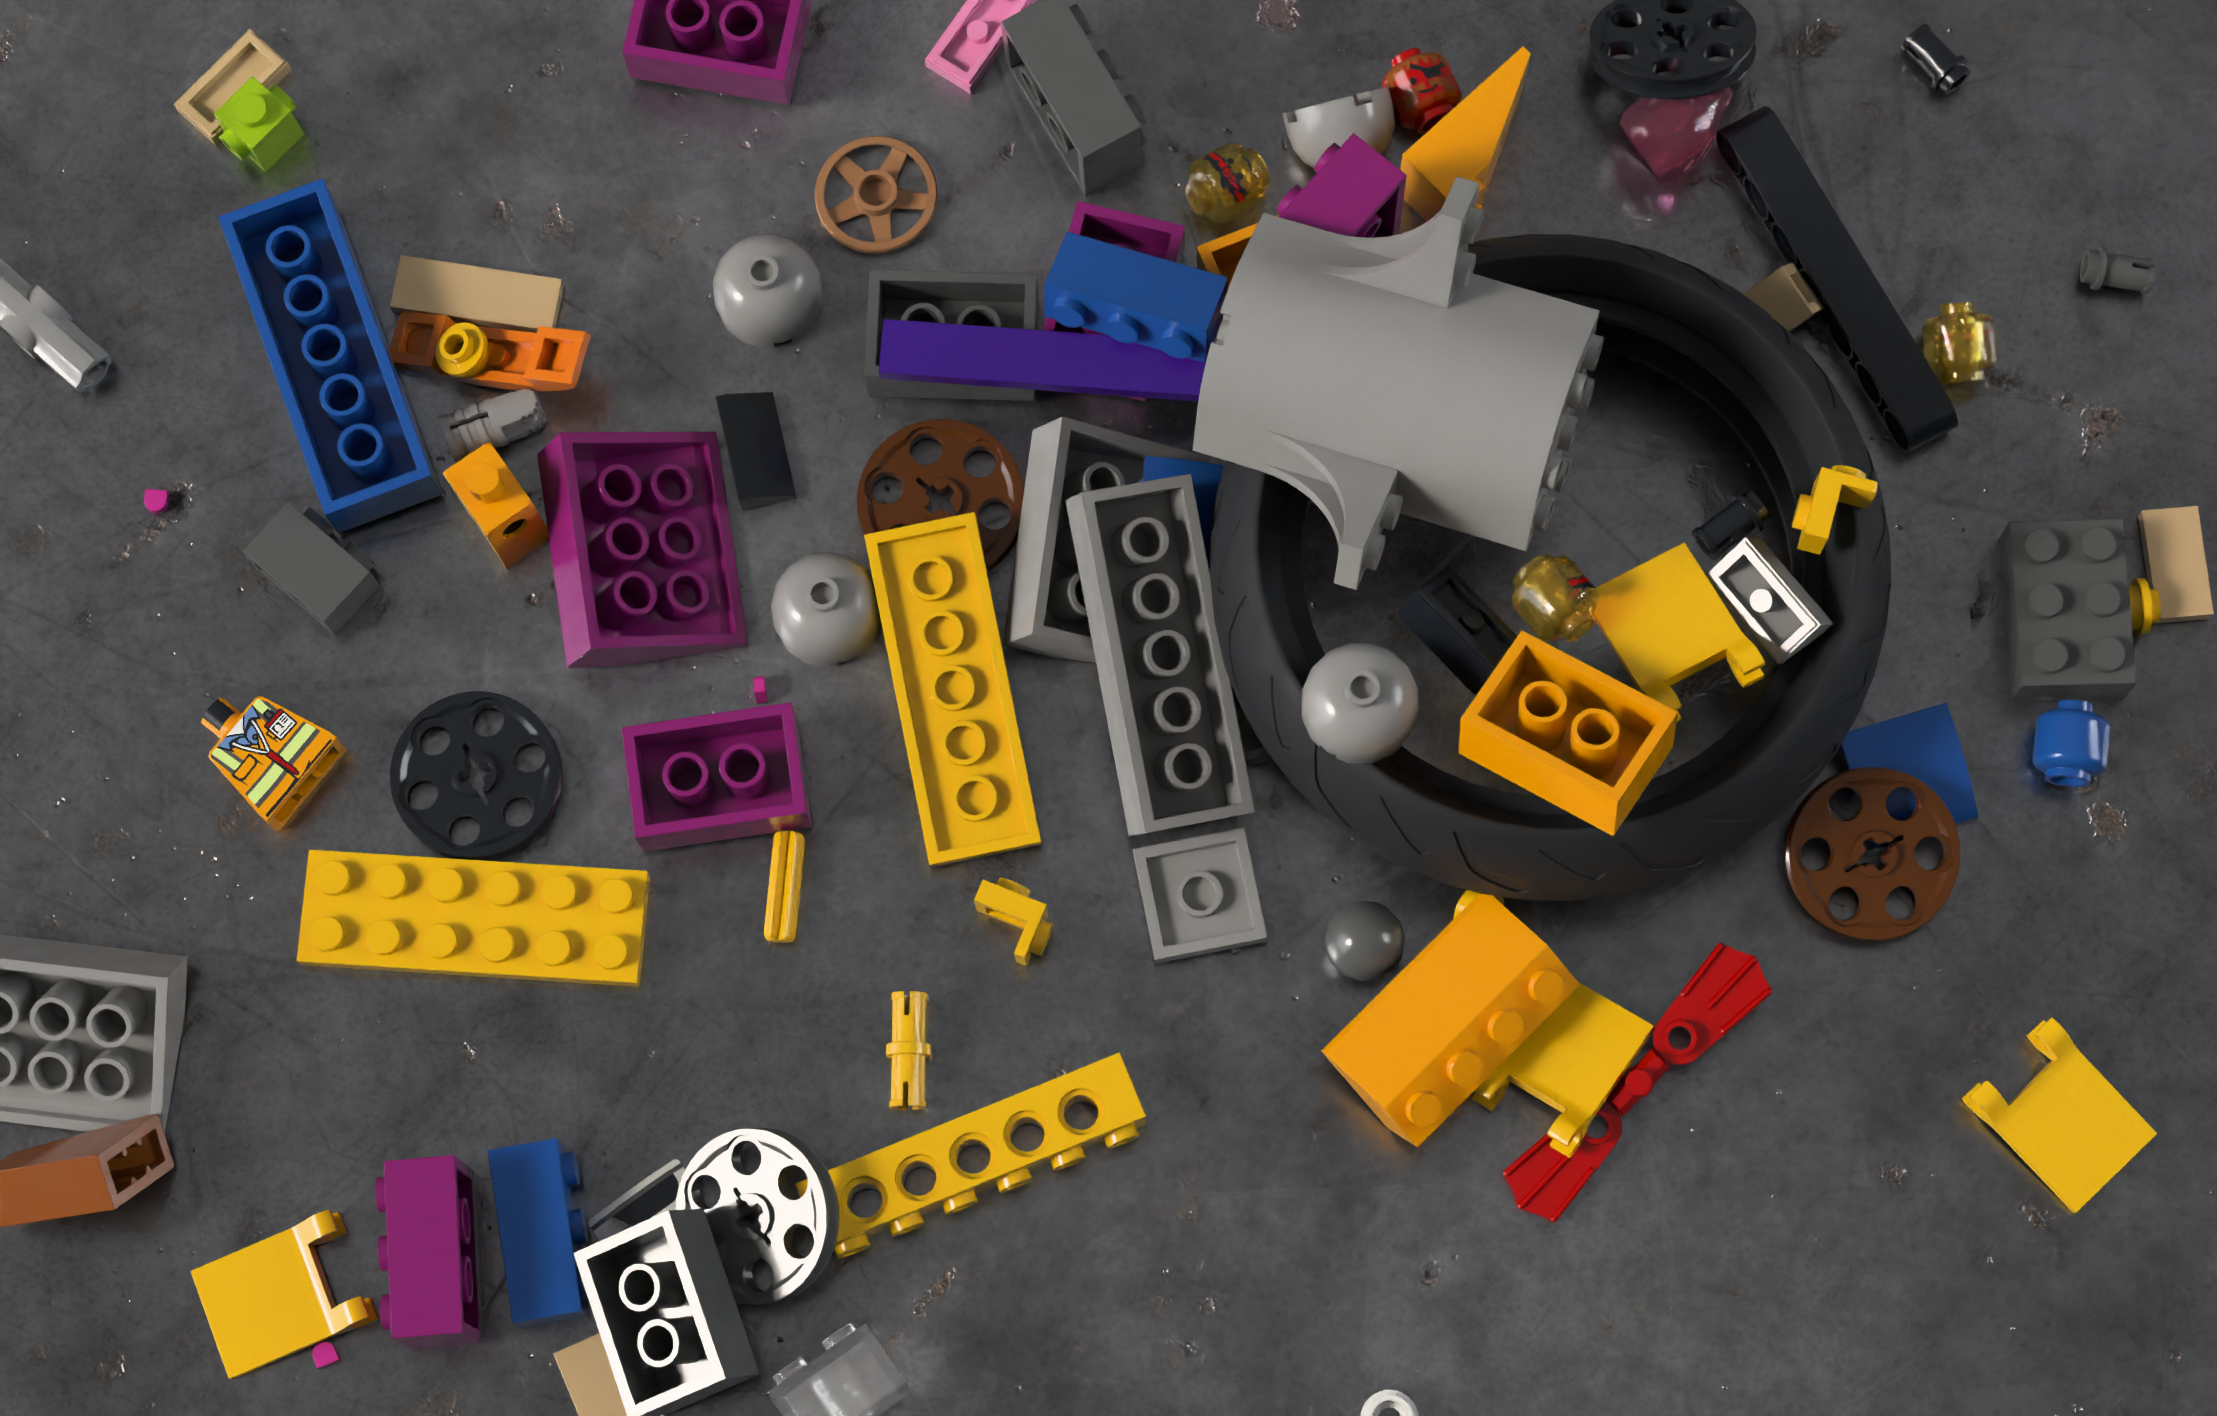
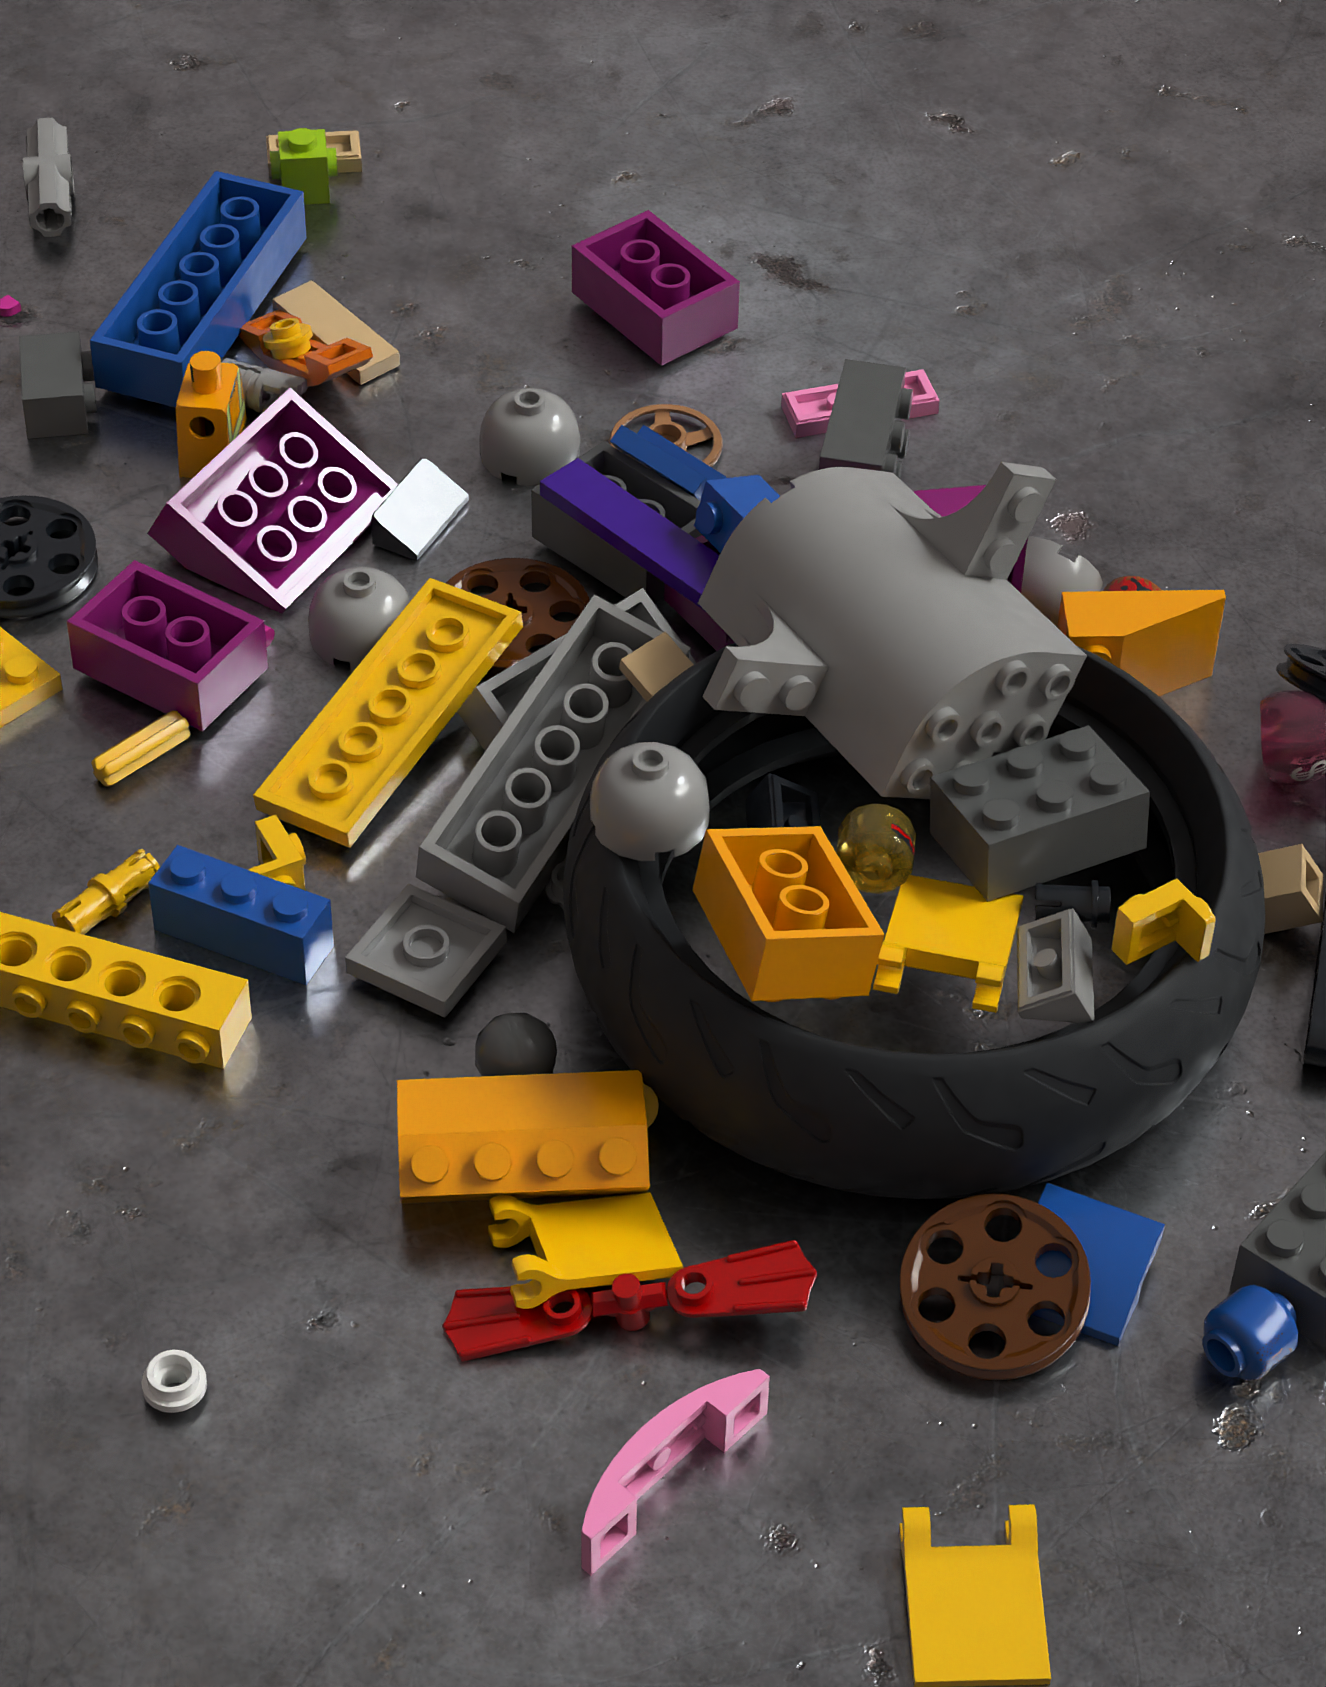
camera: 35 degrees right, 30 degrees down
(937, 241) = (665, 459): none -> blue slope
(1039, 987) = (241, 914): none -> blue brick
(1190, 521) = (654, 665): none -> tan tile
(1645, 463) = (1038, 812): none -> dark grey brick
(1782, 1266) = (714, 1412): none -> bright pink slope

